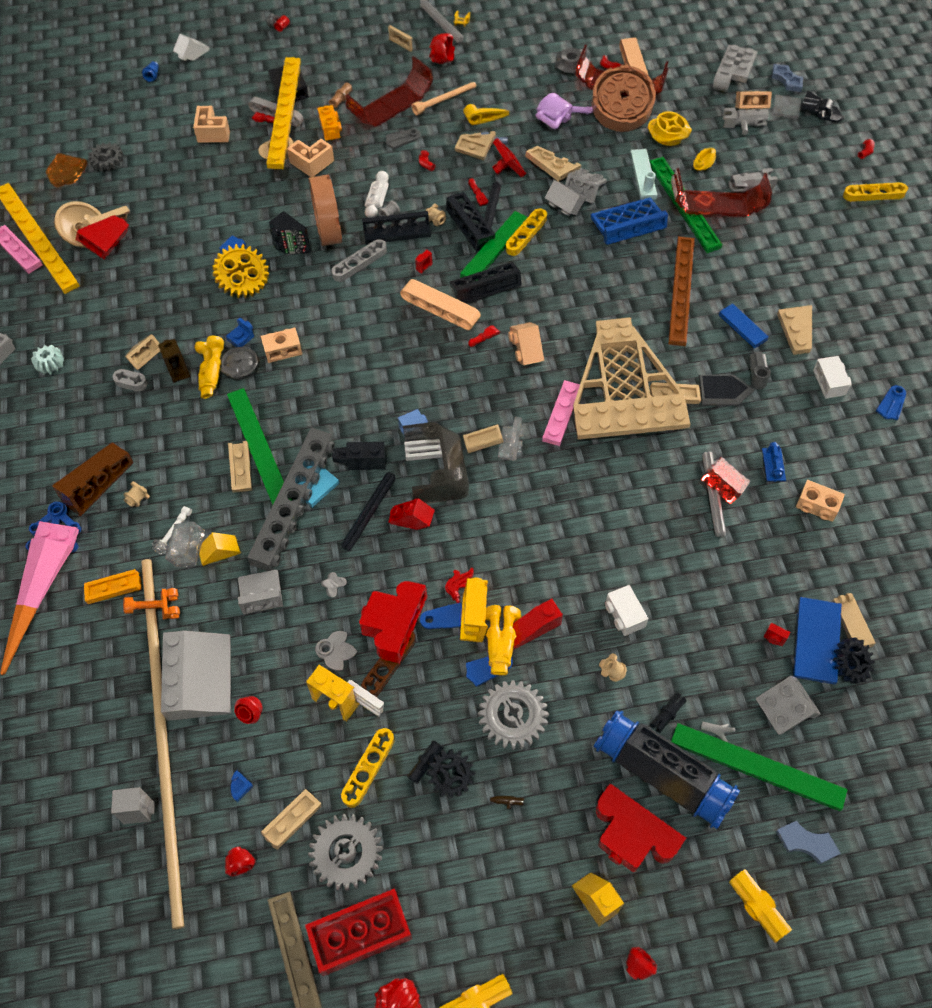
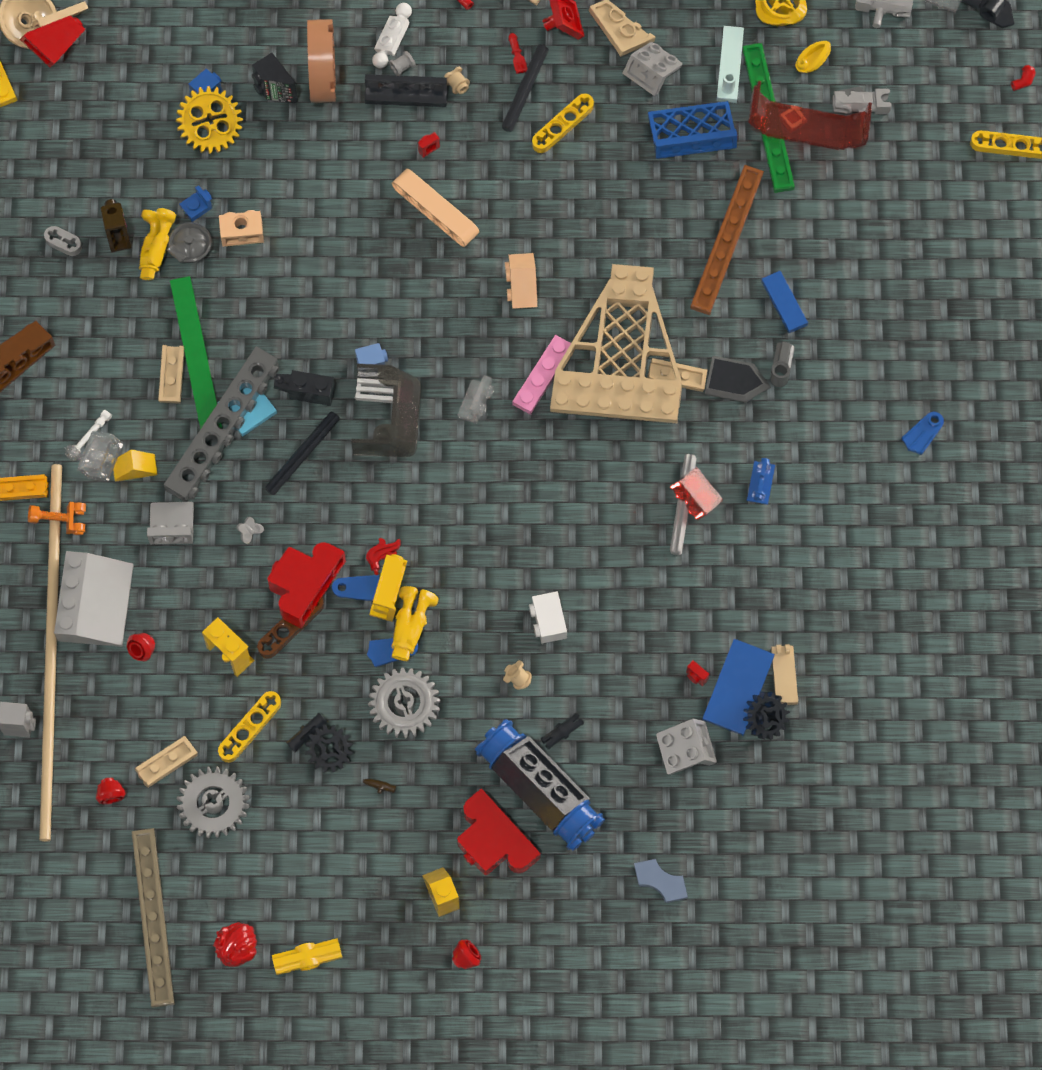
camera: 10 degrees right, 10 degrees up
(135, 495) = (53, 387): tan brick -> none
(143, 352) = (82, 206): tan slope -> none
(239, 786) = (120, 720): blue tile -> none
(338, 652) = (242, 601): light grey plate -> none
(358, 932) = (211, 876): red brick -> none
(367, 699) = (260, 658): white tile -> none
(375, 250) = (355, 130): light grey beam -> none
(411, 514) = (347, 467): red slope -> none
(464, 220) = (490, 100): black fence -> none
(483, 438) = (445, 390): tan tile -> none
(487, 285) = (497, 191): black fence -> none
(488, 333) = (484, 255): red piece -> none
(495, 246) = (517, 138): green tile -> none
(537, 622) = (451, 613): red slope -> none
(565, 198) = (620, 86): light grey brick -> none
(717, 729) = (608, 758): light grey bar -> none
(759, 767) = (635, 801): green tile -> none
(760, 905) = (594, 927): yellow piece -> none
(797, 328) = (847, 315): tan wing -> none
(821, 497) = (799, 531): light nougat brick -> none
(832, 377) = (862, 389): white brick -> none

